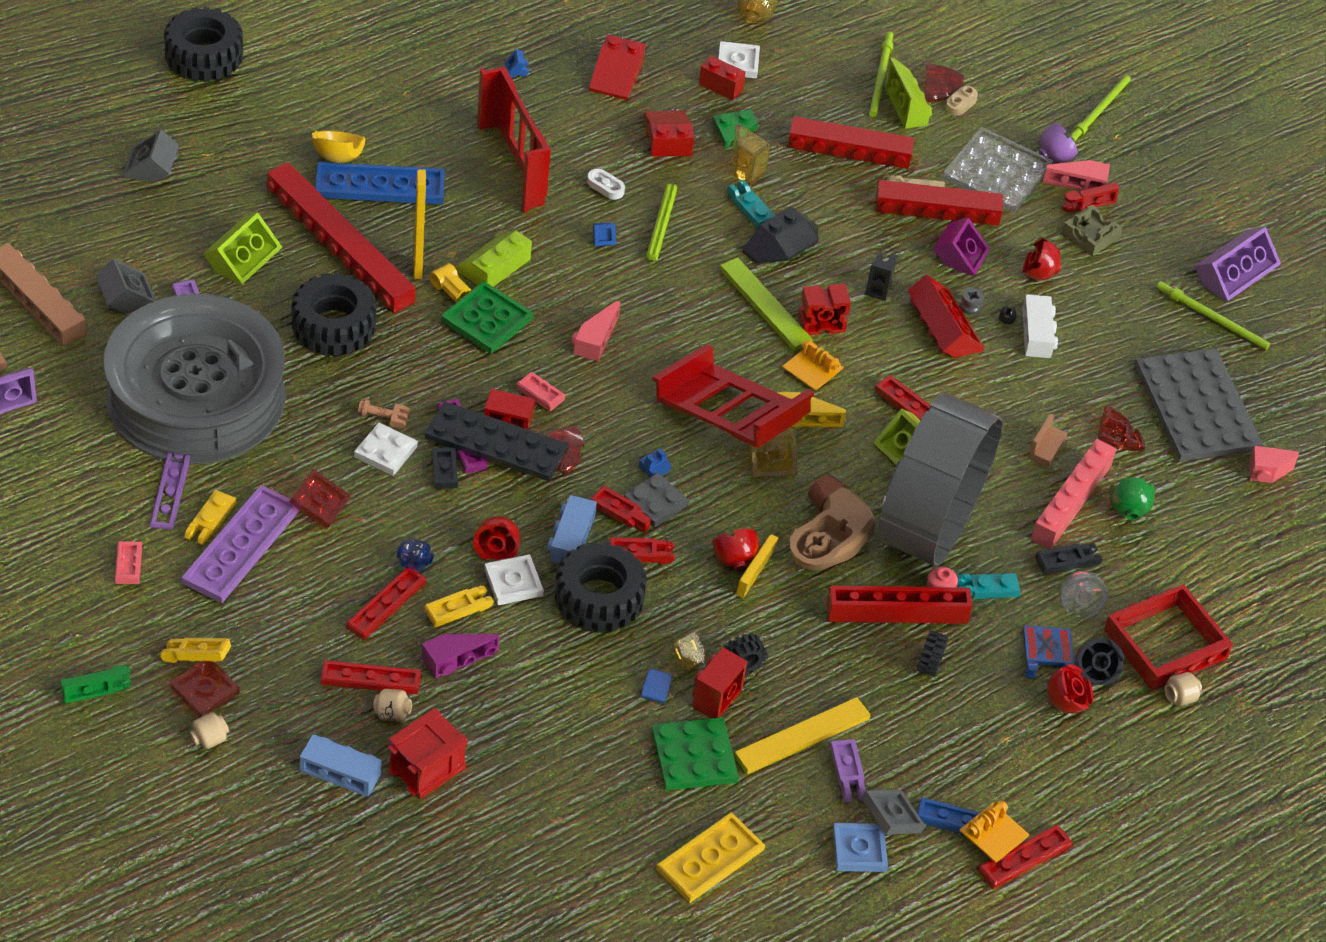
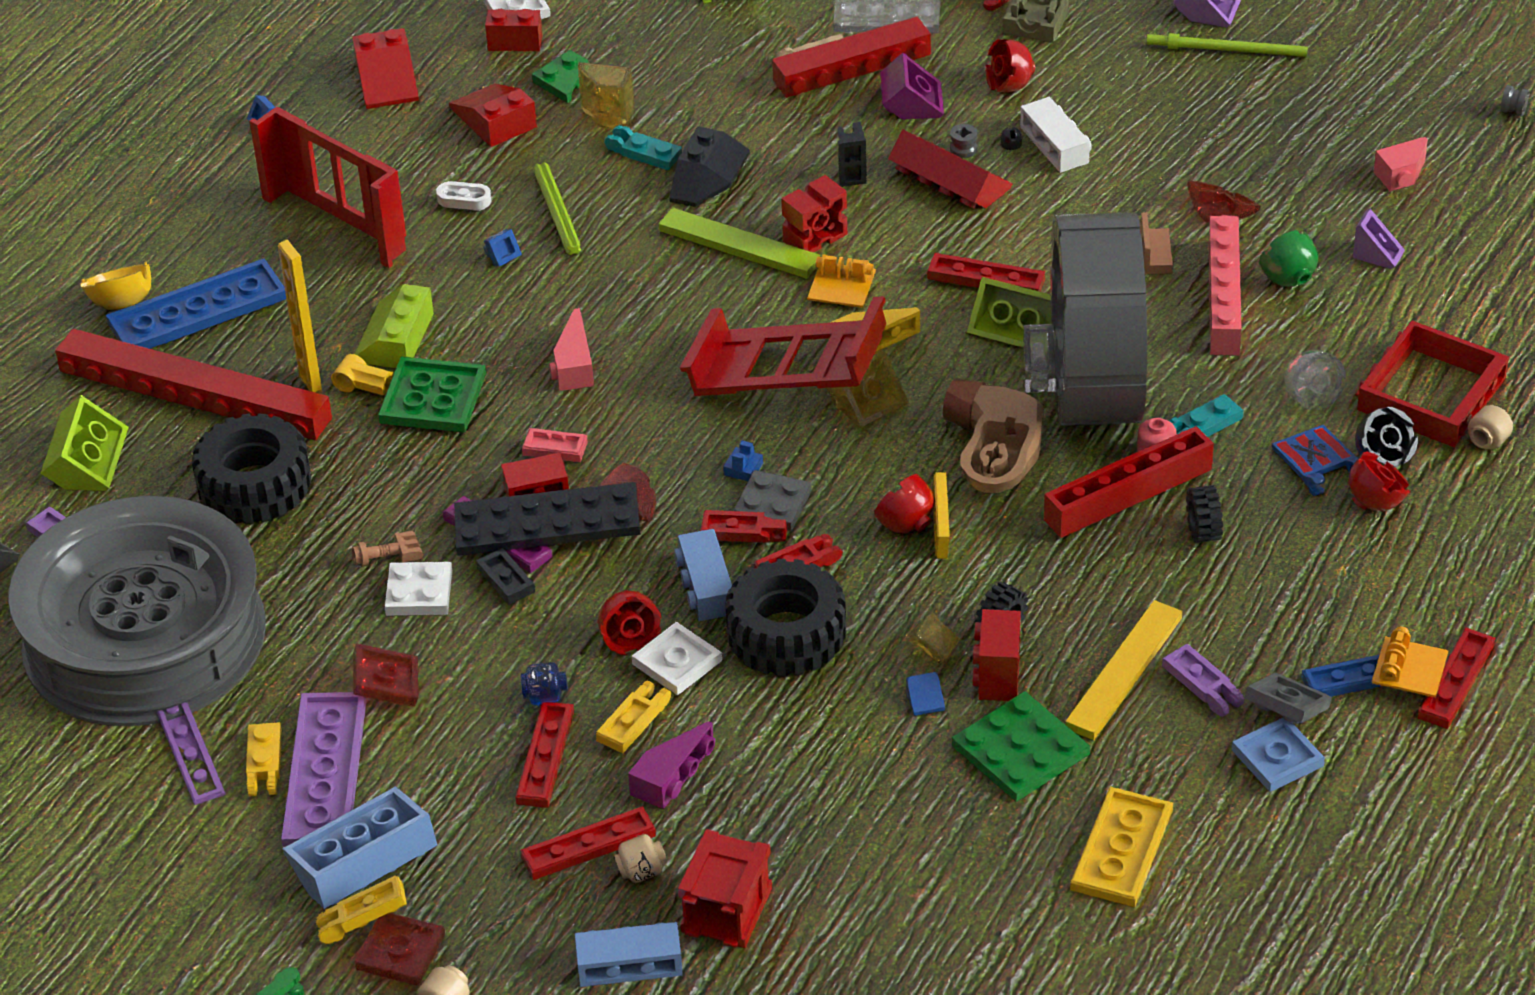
camera: 20 degrees left, 5 degrees down
(128, 562) = (201, 854): coral plate -> none
(224, 607) = (361, 846): none -> medium blue slope
(851, 142) = (708, 36): red brick -> none
(1068, 558) = (1266, 353): black hinge -> none
(1198, 404) = (1280, 140): dark grey plate -> none
(1206, 514) = (1375, 242): none -> medium lavender slope

